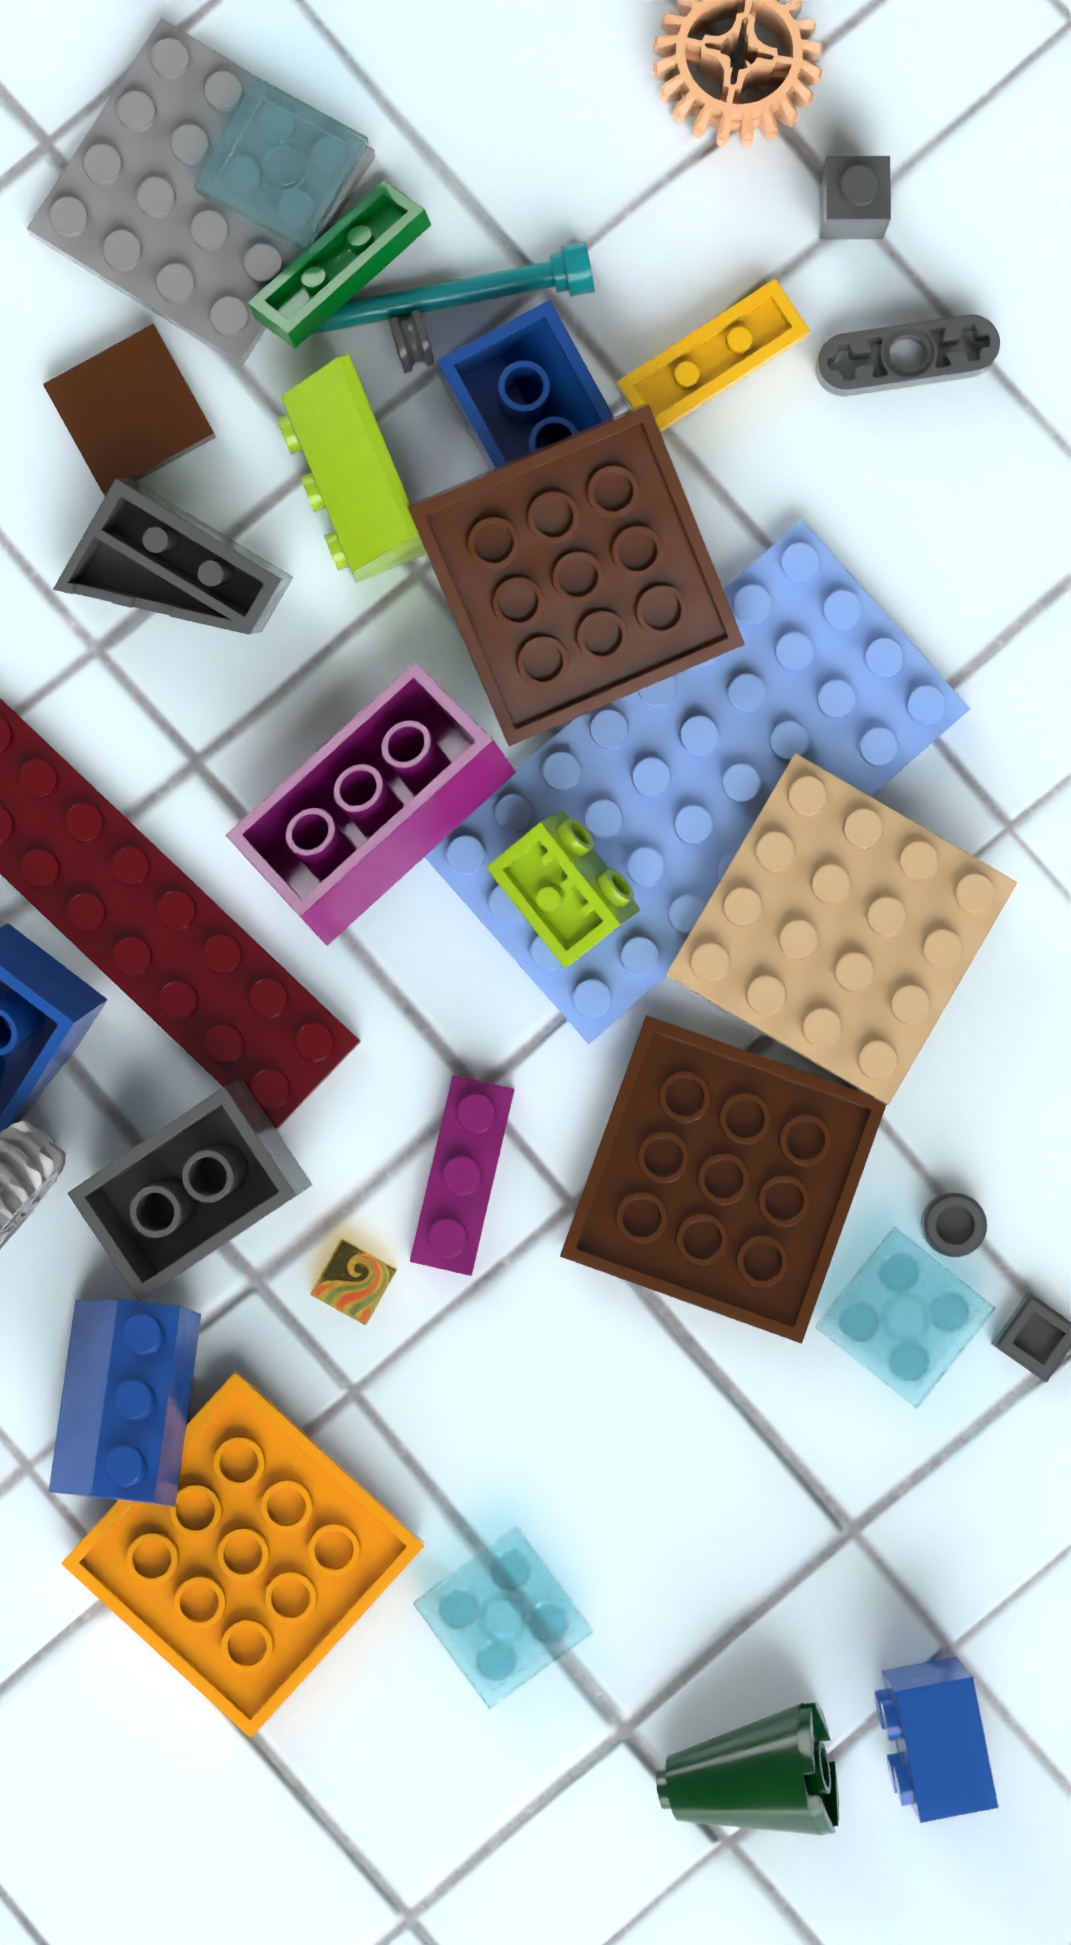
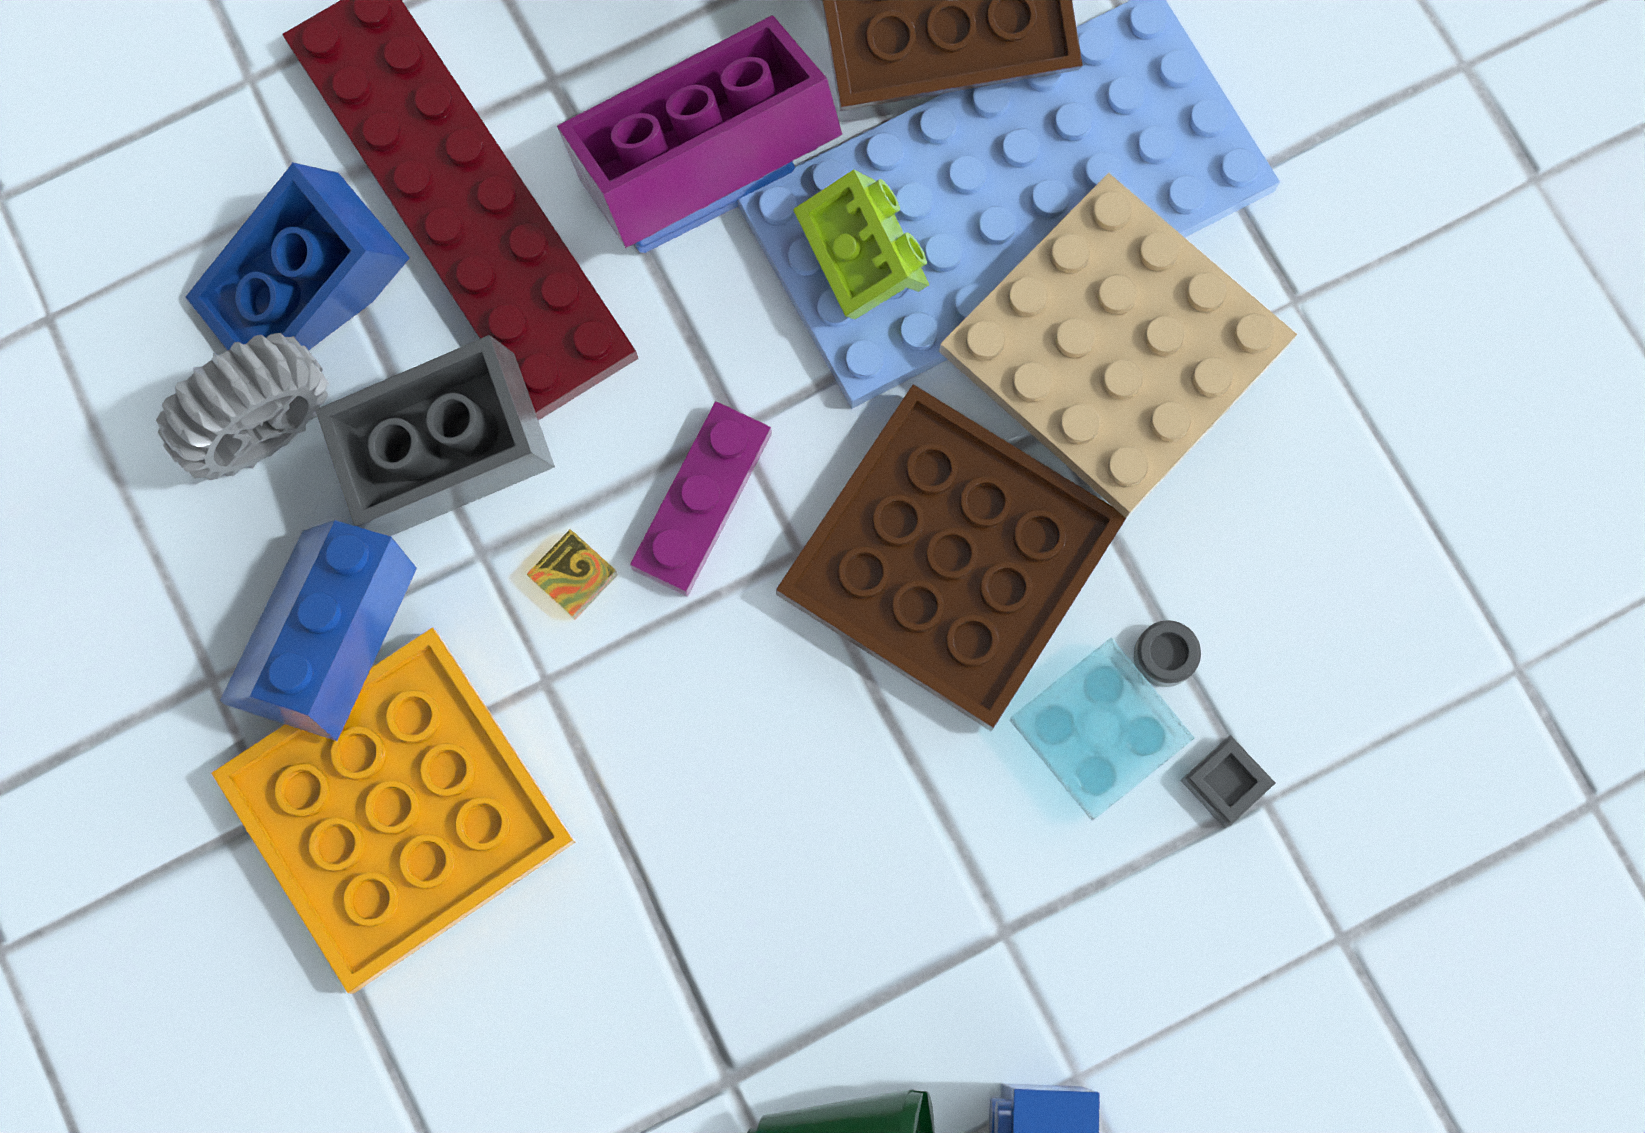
camera: 15 degrees right, 10 degrees down
(503, 1617) = (632, 933): clear light blue plate -> none

